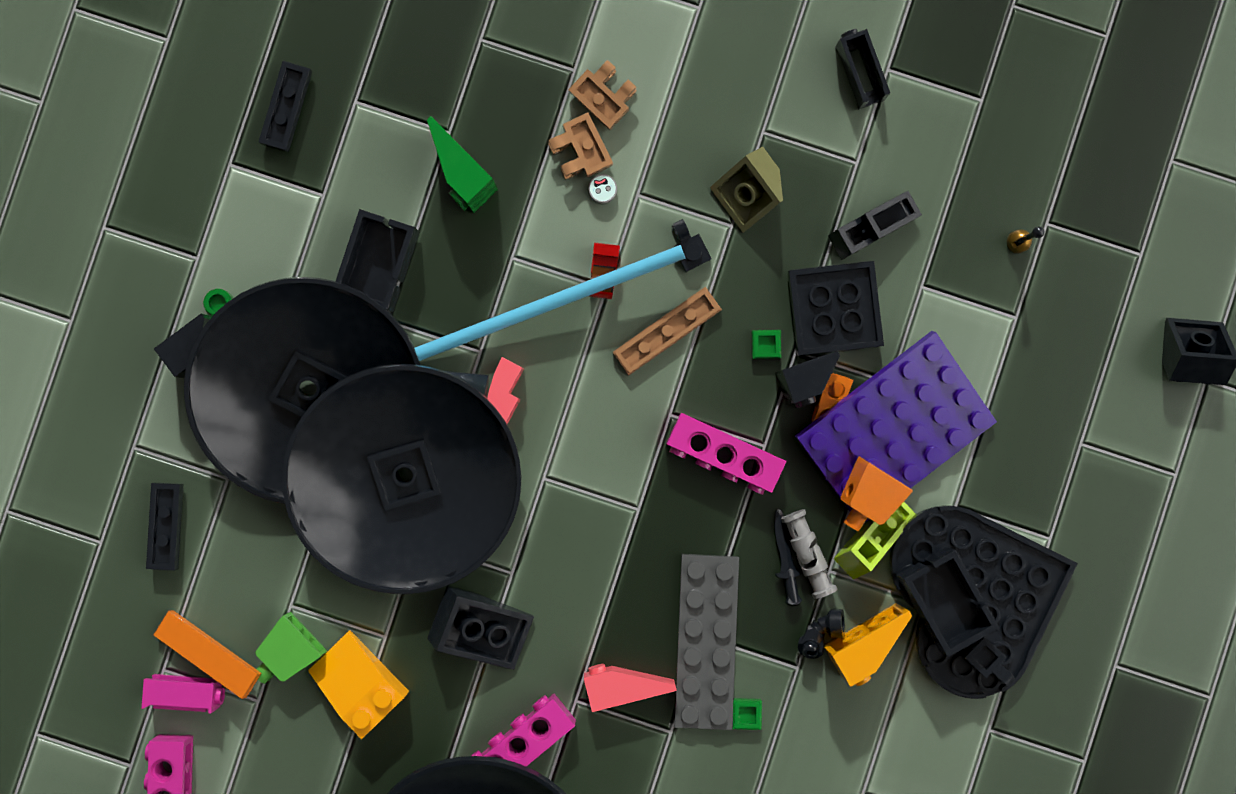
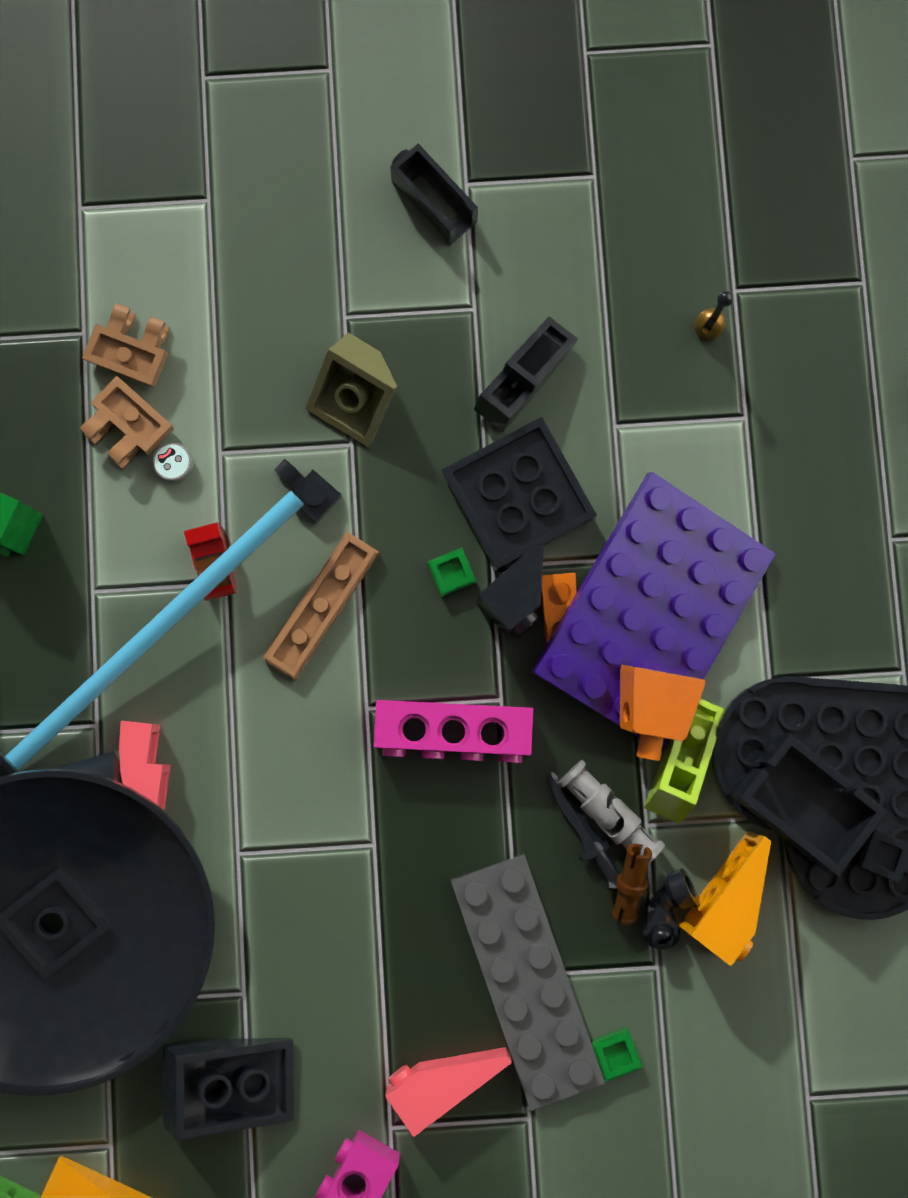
camera: 20 degrees left, 5 degrees down
(804, 606) = (632, 883): none -> reddish brown pin

